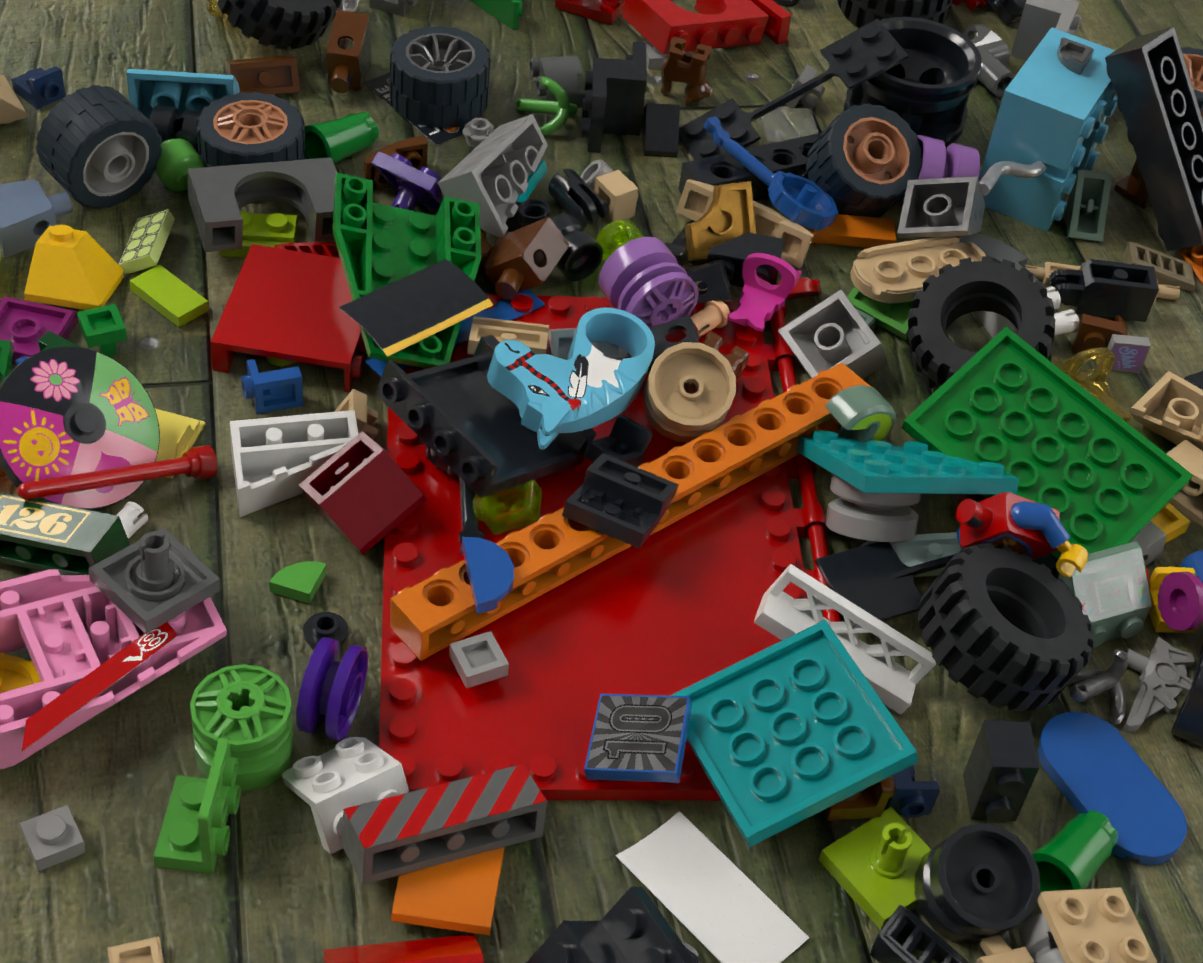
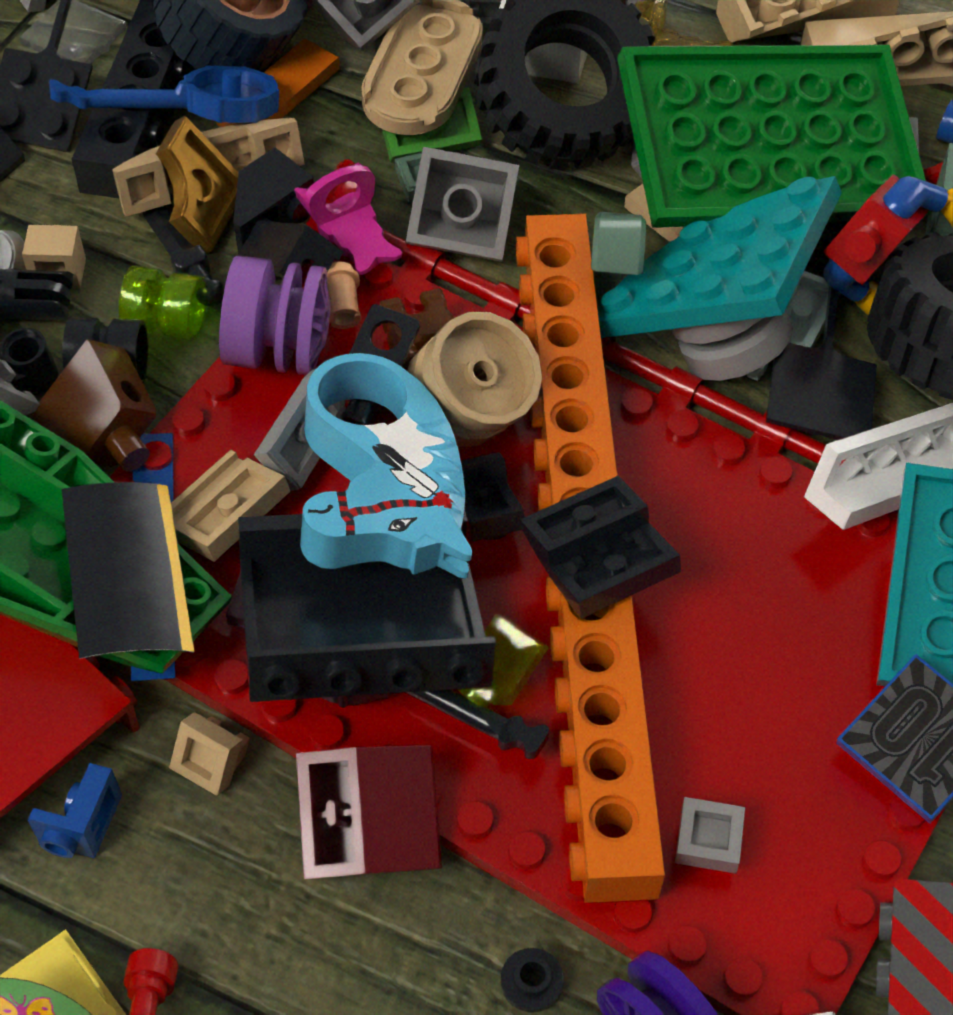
camera: 50 degrees left, 10 degrees up
(281, 452) = (229, 864): white wedge -> none
(299, 580) = (427, 965): bright green tile -> none
(488, 572) = (625, 747): blue tile -> none

